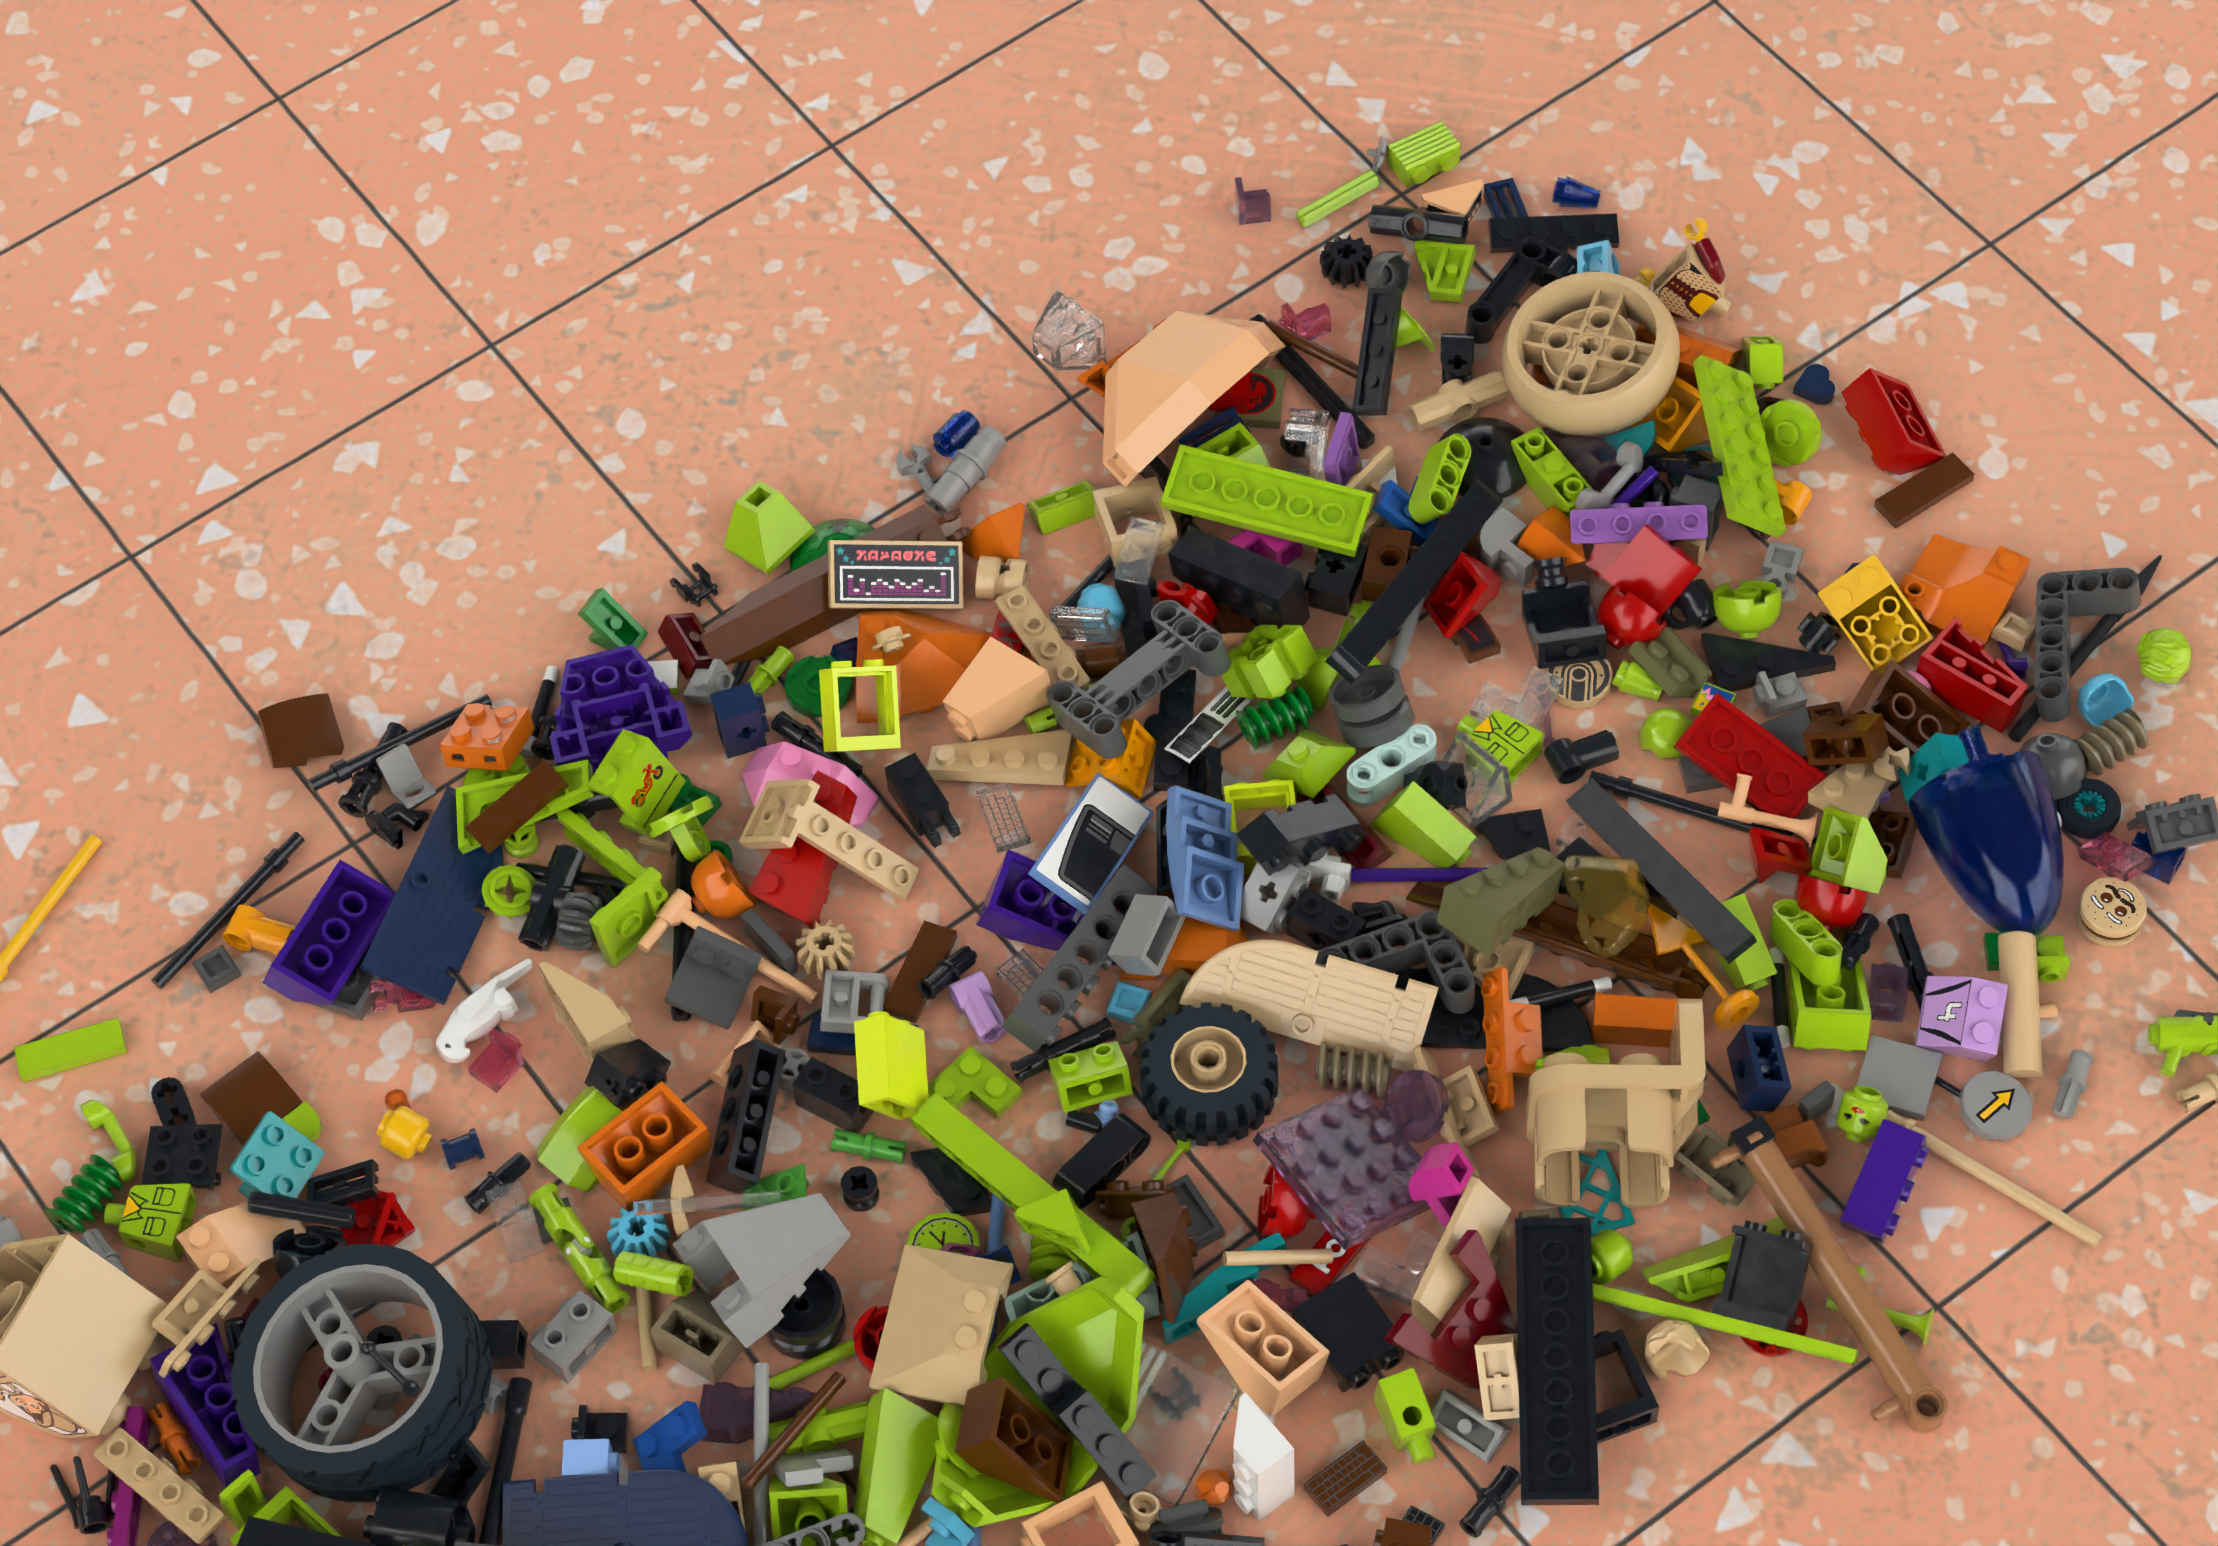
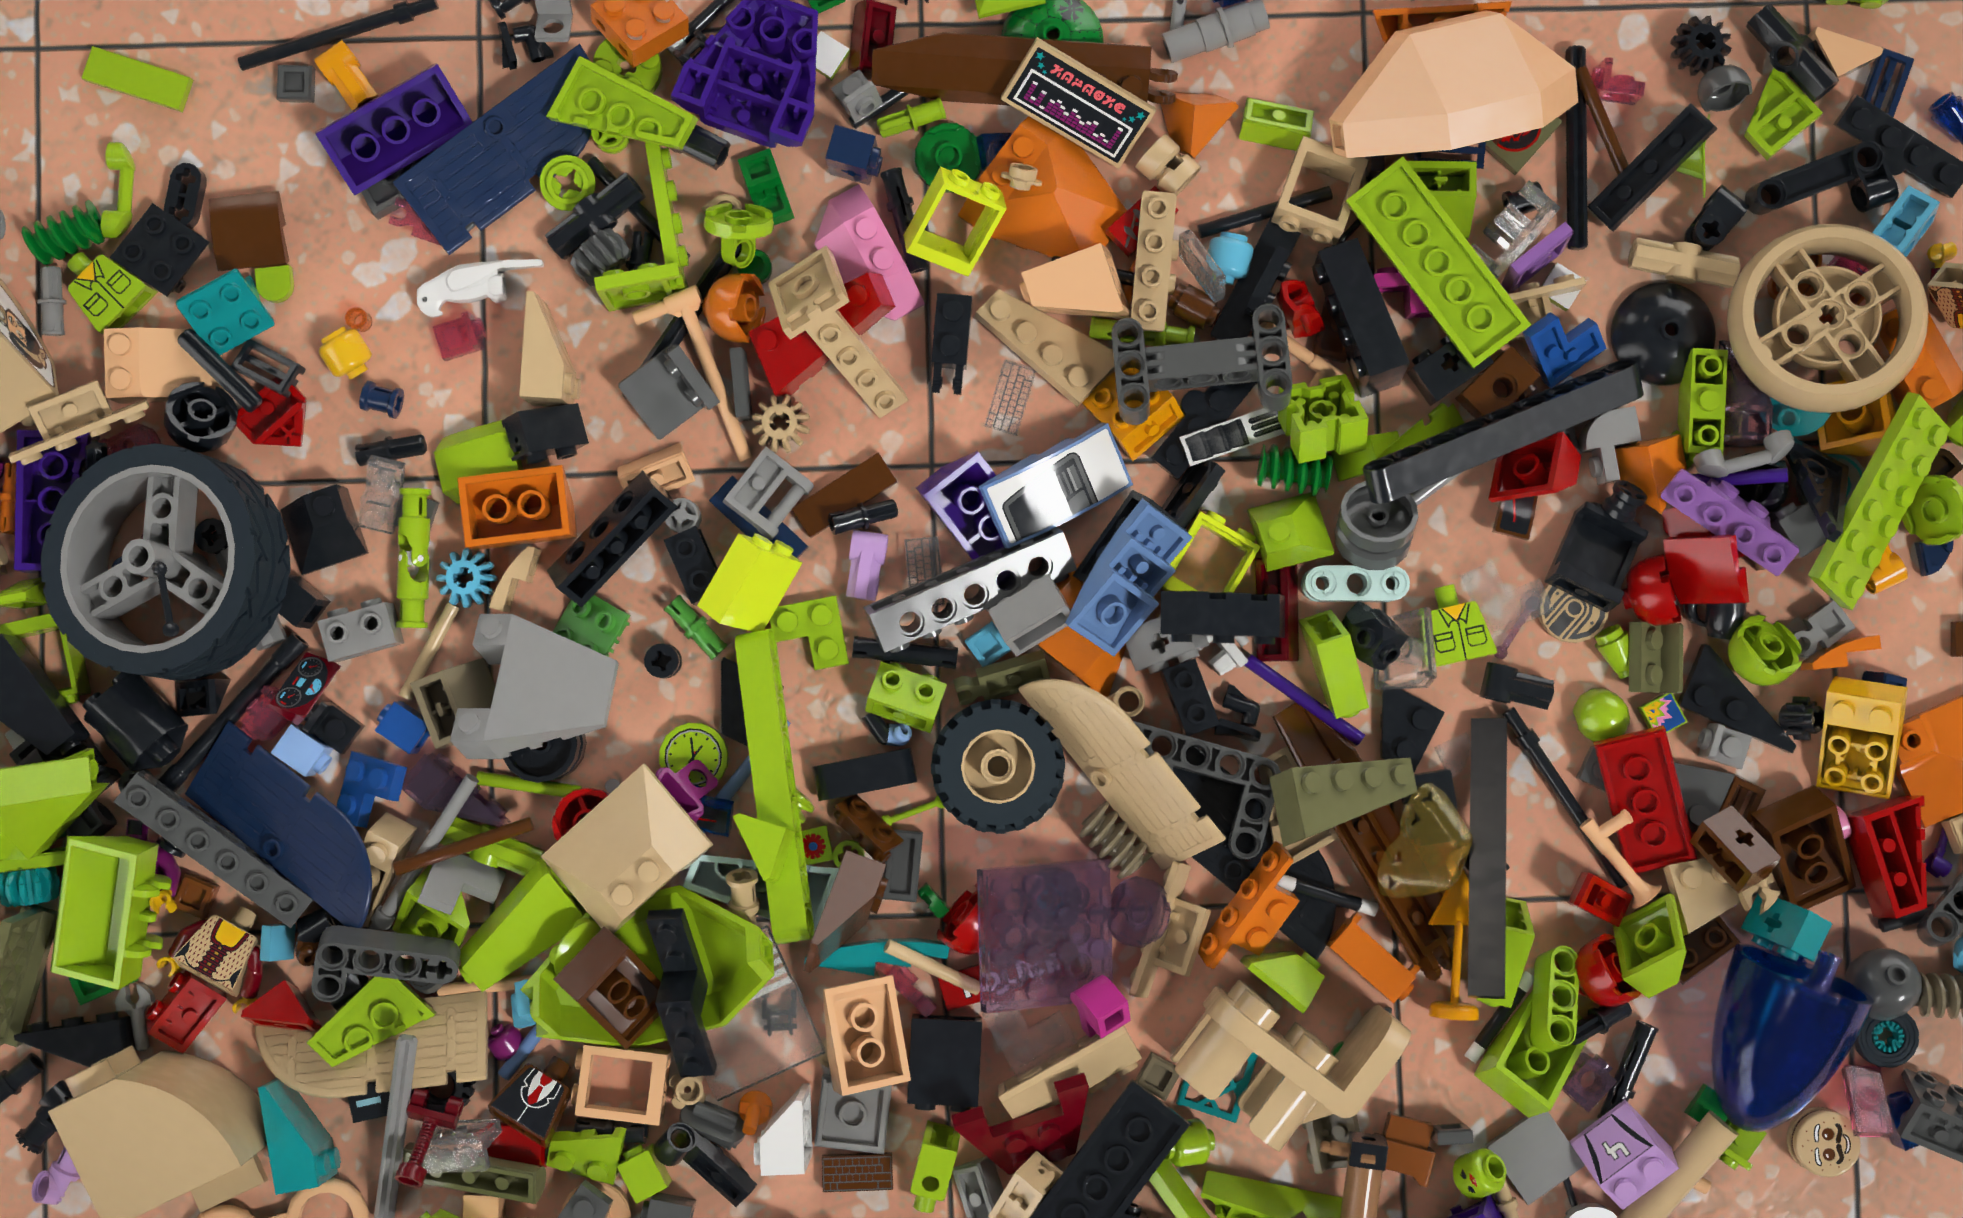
camera: 35 degrees right, 30 degrees up
(484, 1274) = (323, 529): none -> black slope
(516, 806) = (610, 117): reddish brown tile -> none
(537, 1453) = (262, 720): none -> clear pink brick
(555, 1405) = (303, 687): none -> slope
(637, 781) = (720, 165): lime panel -> none
(653, 1273) = (447, 631): lime axle -> none
(667, 1384) = (403, 727): none -> blue brick
(706, 1203) = (528, 599): clear bar -> none
(775, 1011) = (705, 453): reddish brown bracket -> none
(1139, 550) = (1292, 236): clear tile -> none
(1239, 1218) = (935, 902): none -> green tile
(1313, 1432) = (853, 1120): none -> light grey tile
(1439, 478) = (1603, 341): lime beam -> none
(1758, 1068) = (1429, 1077): dark blue brick -> none
(1807, 573) = (1836, 654): none -> orange slope
(1817, 470) = (1932, 557): none -> dark blue tile

